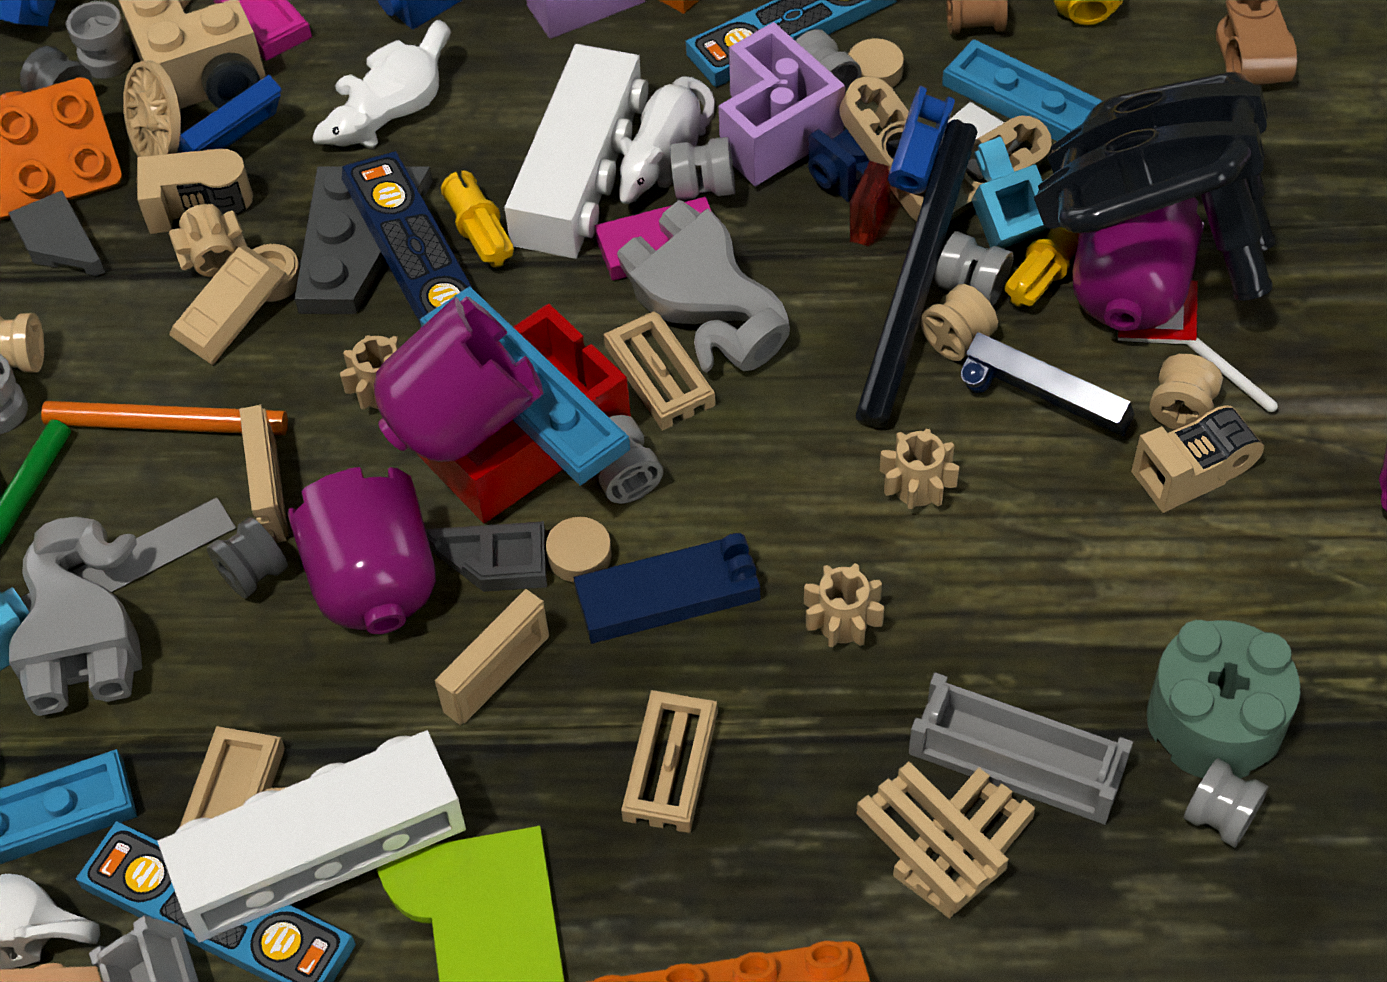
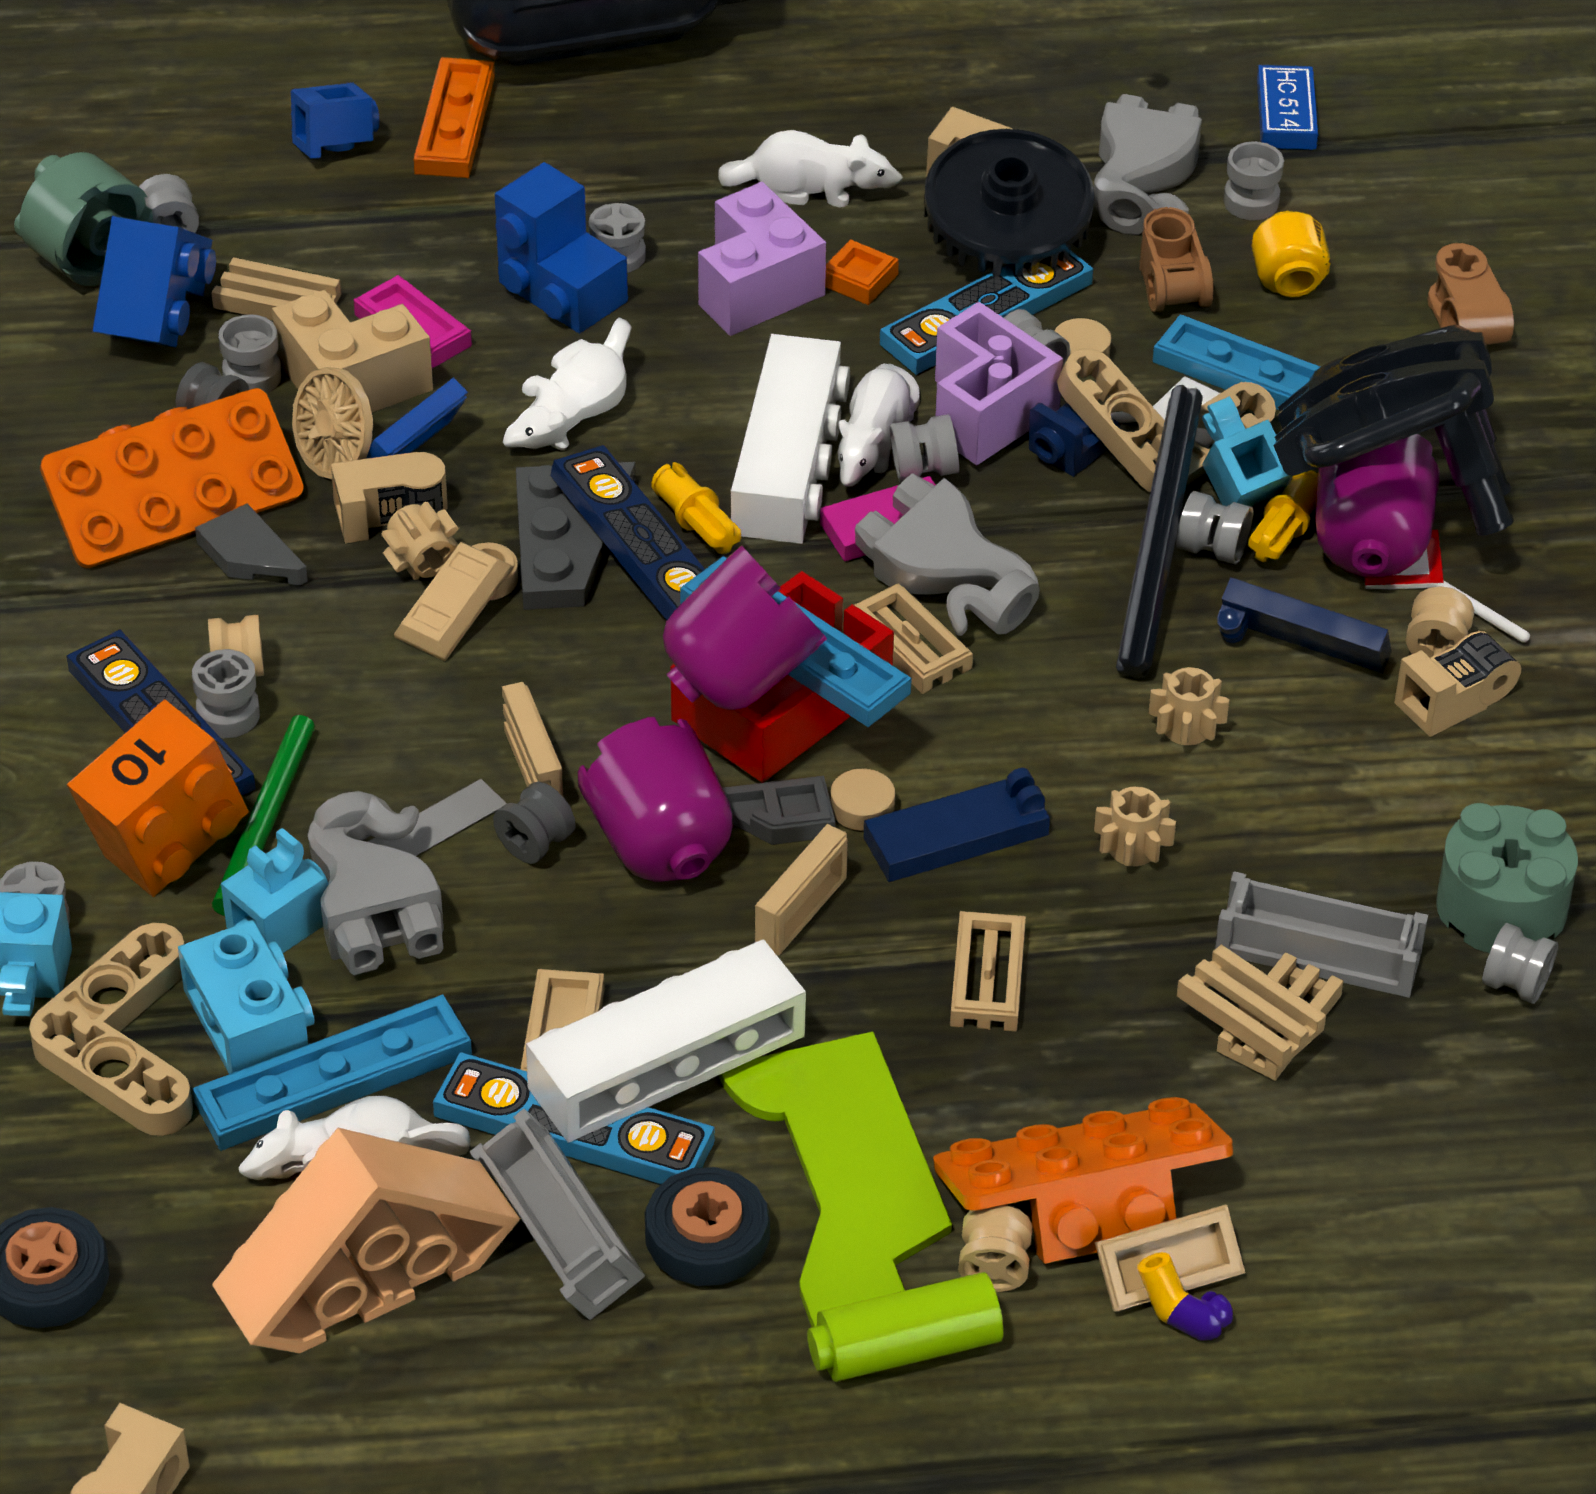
camera: 10 degrees left, 10 degrees down
(154, 417) = (397, 709): orange bar -> none
(228, 77) = (402, 387): pearl dark grey tile -> none
(363, 365) = (628, 652): tan gear -> none
(635, 471) = (903, 728): light grey wheel -> none
(869, 204) = (1100, 473): clear red tile -> none
(919, 142) = (1146, 408): blue bar -> none
(956, 322) = (1204, 576): tan wheel -> none

